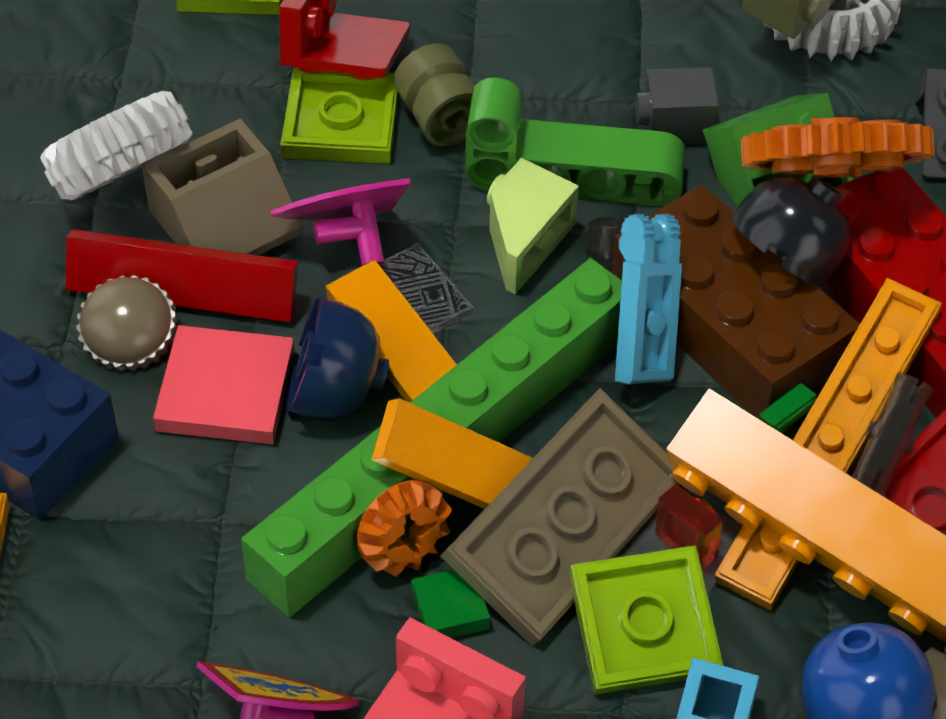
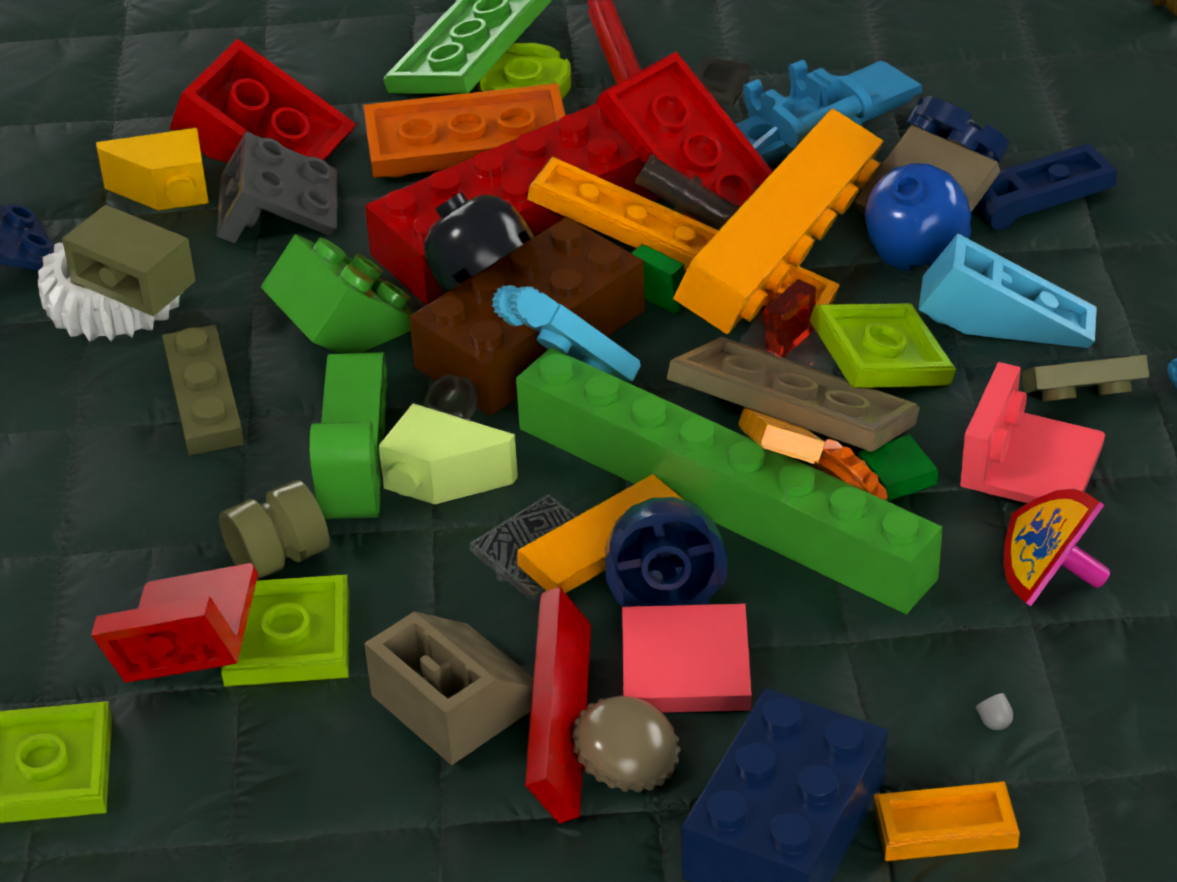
camera: 95 degrees left, 10 degrees down
(87, 621) = (995, 712): none -> light grey piece
(115, 145) = (411, 750): white gear -> none
(349, 214) = (459, 568): dark pink shield -> none
(623, 70) = (202, 390): none -> olive plate
(678, 103) = (272, 368): dark grey brick -> none
(837, 147) = (404, 194): orange gear -> none

